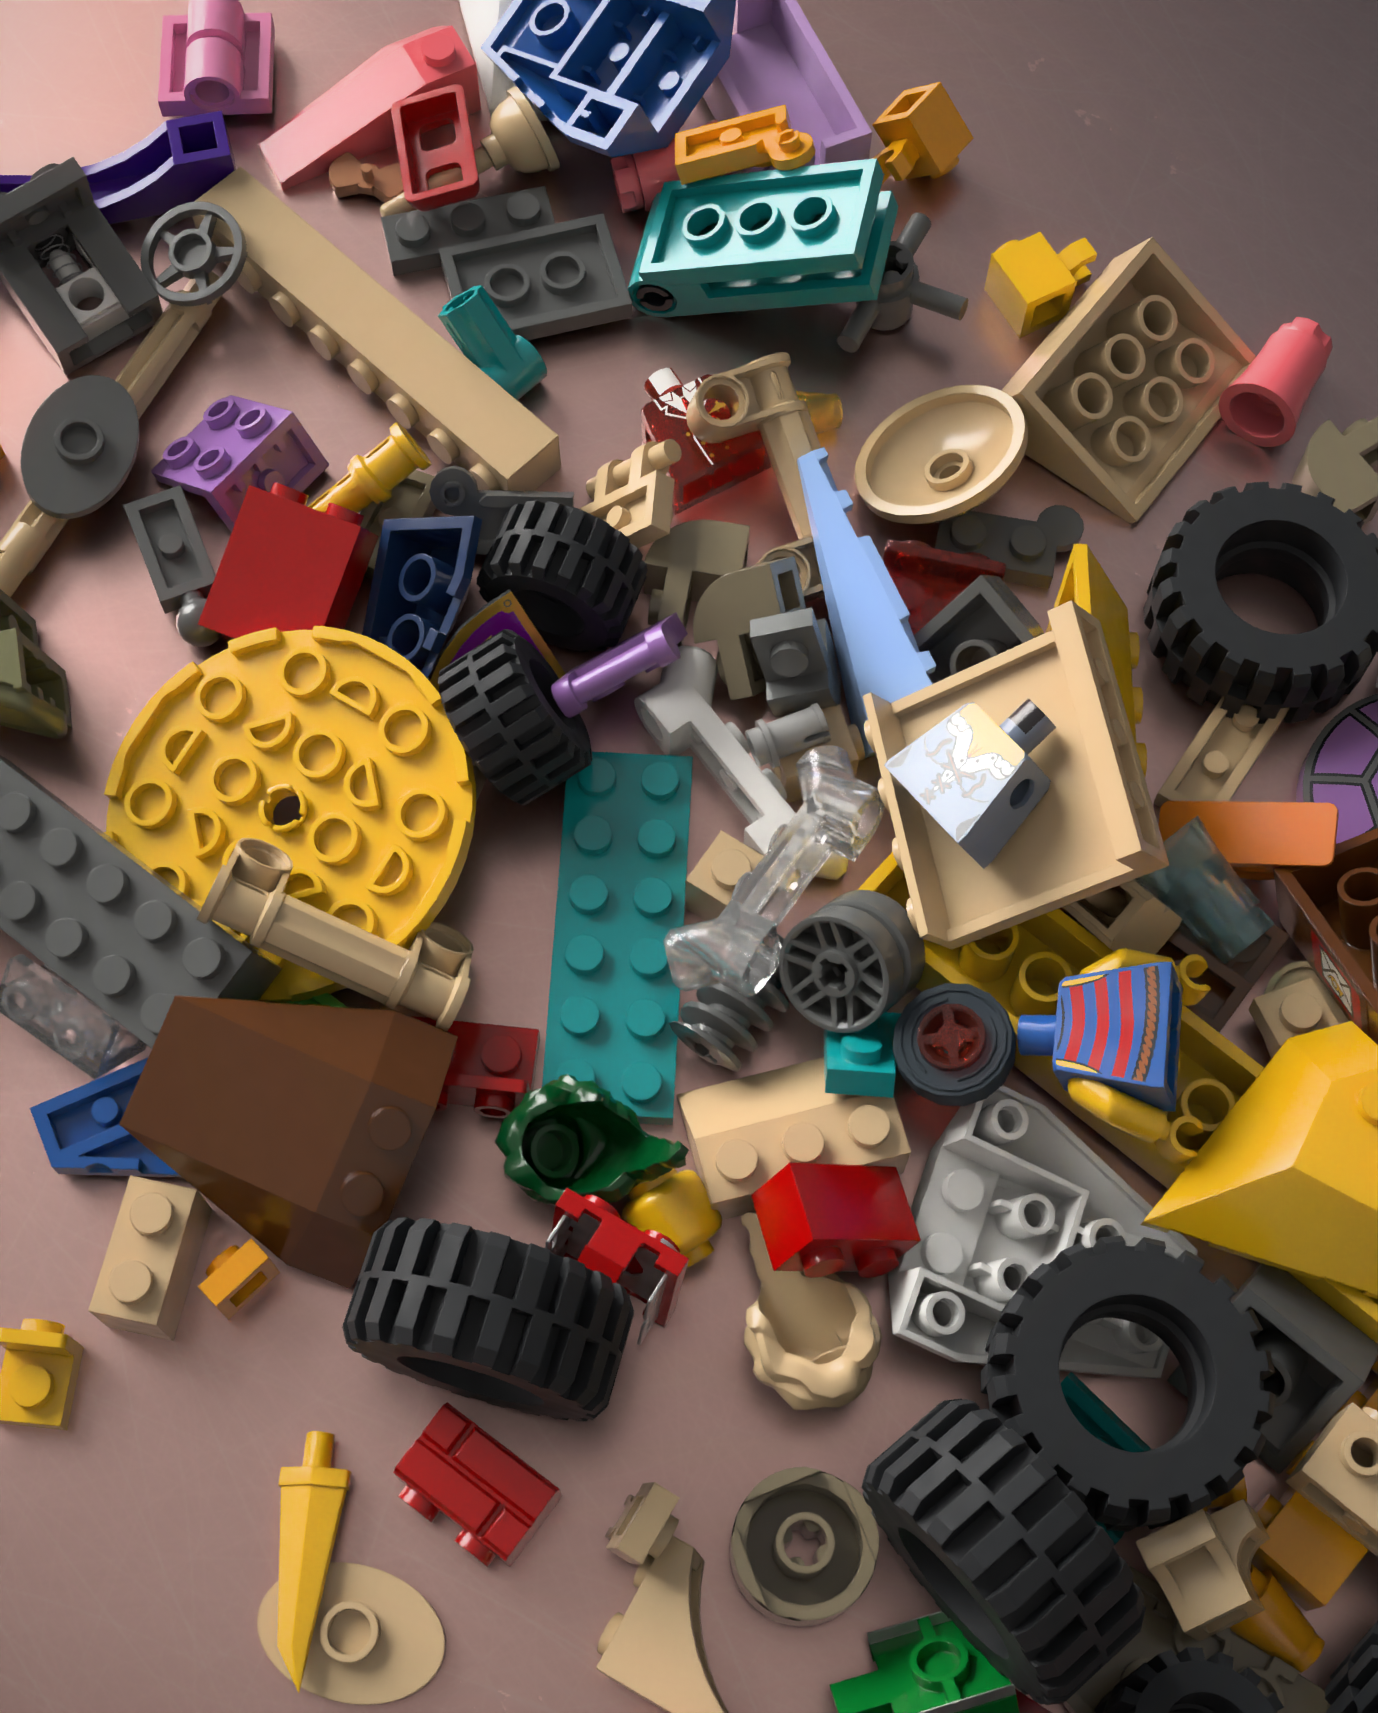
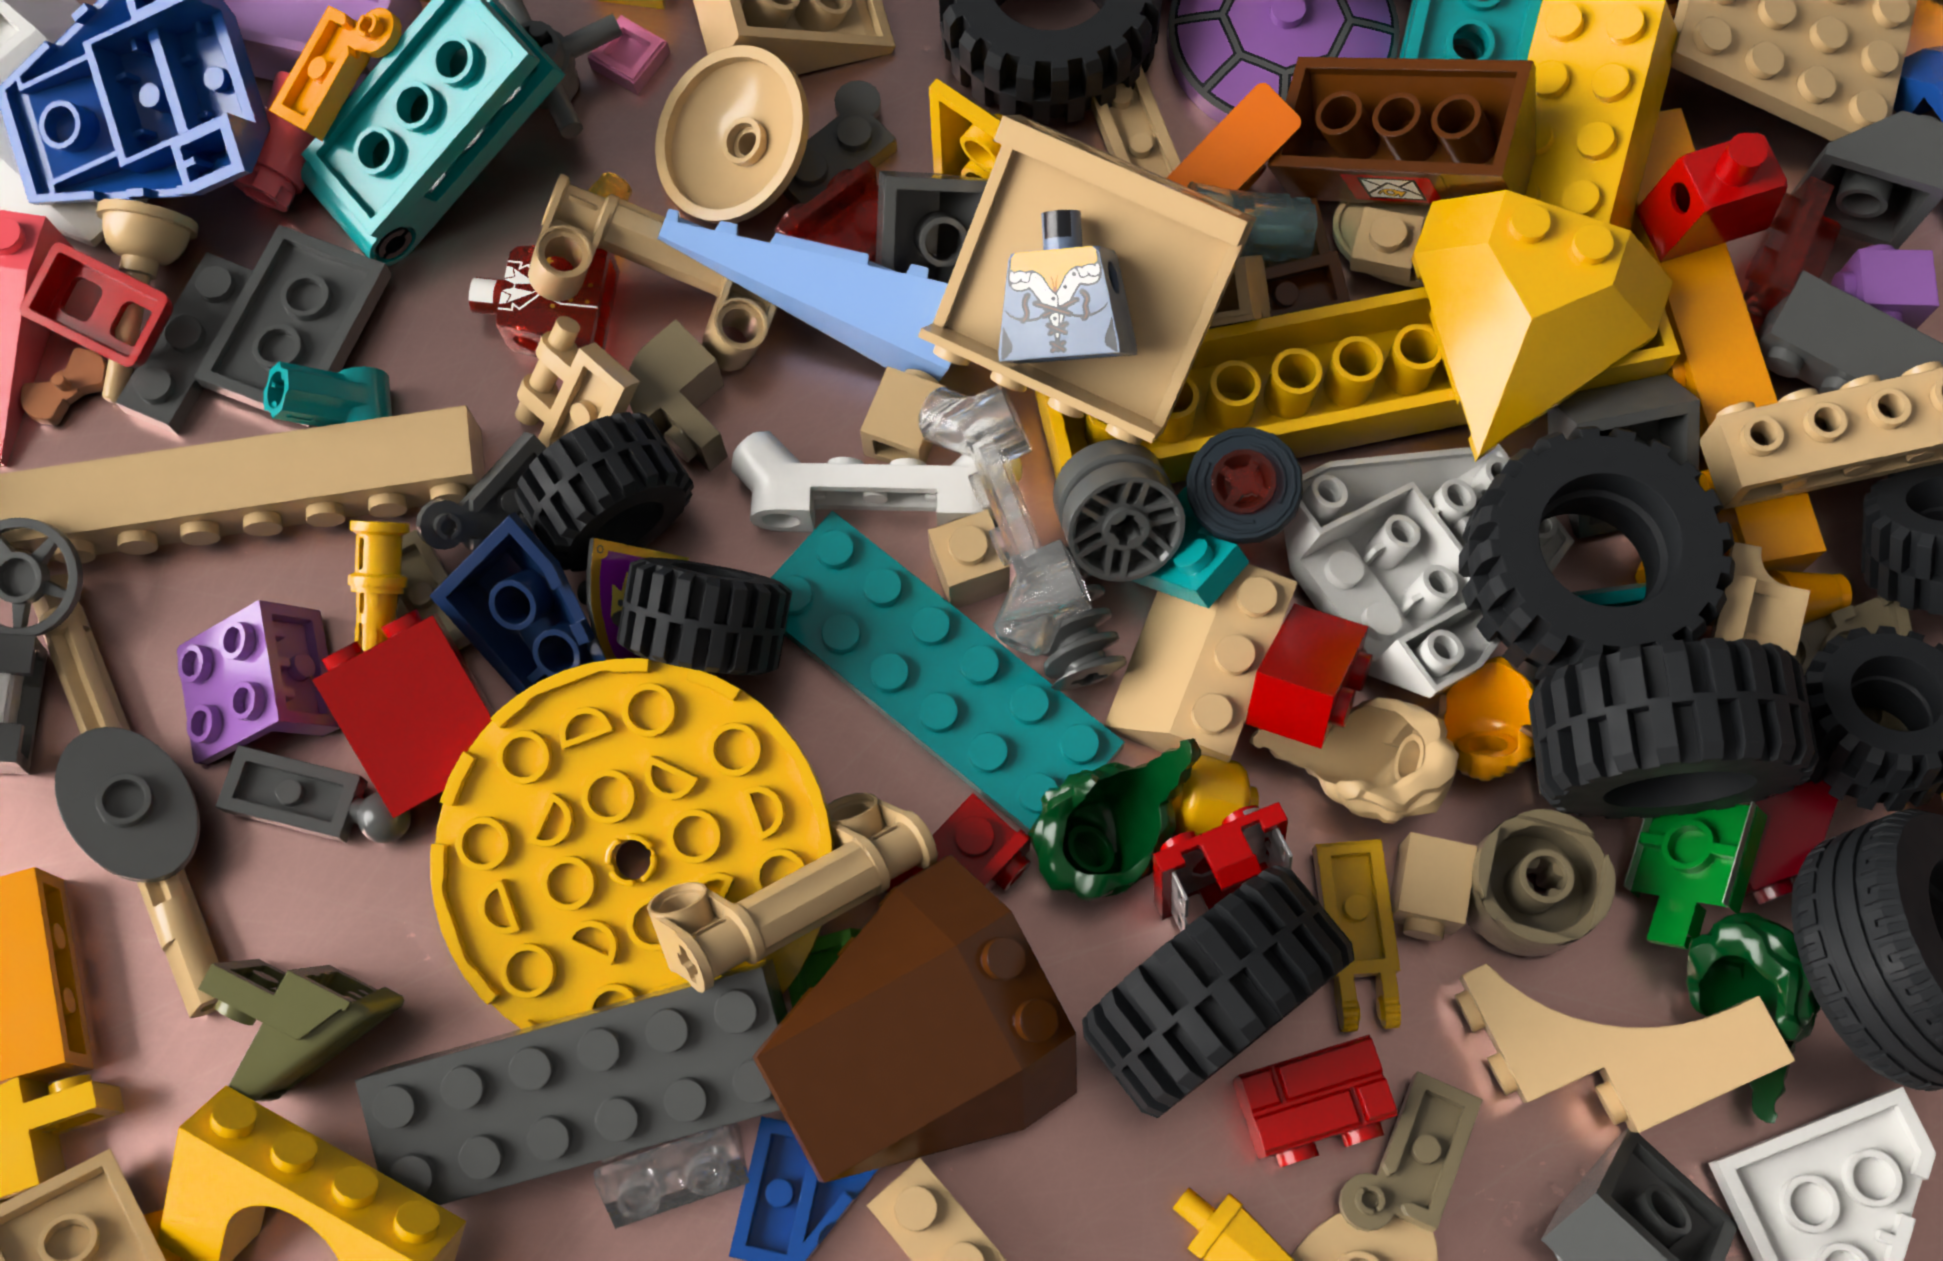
camera: 50 degrees left, 5 degrees up
(237, 1277) = (1004, 1176): light orange plate -> none
(486, 1611) = (1417, 1161): none -> dark tan hinge
(608, 671) = (721, 501): medium lavender plate -> none
(644, 1524) = (1443, 989): tan plate -> none
(656, 1422) = (1357, 897): none -> yellow hinge
(726, 615) = (749, 375): dark tan brick -> none
(733, 1458) = (1431, 886): none -> tan brick
(787, 735) = (888, 421): light grey pin -> none
(796, 661) = (832, 370): dark grey brick -> none
(908, 1391) = (1489, 720): none -> light orange hair
(955, 343) = (630, 58): none -> bright pink tile
(1121, 1042) = (1340, 365): torso -> none

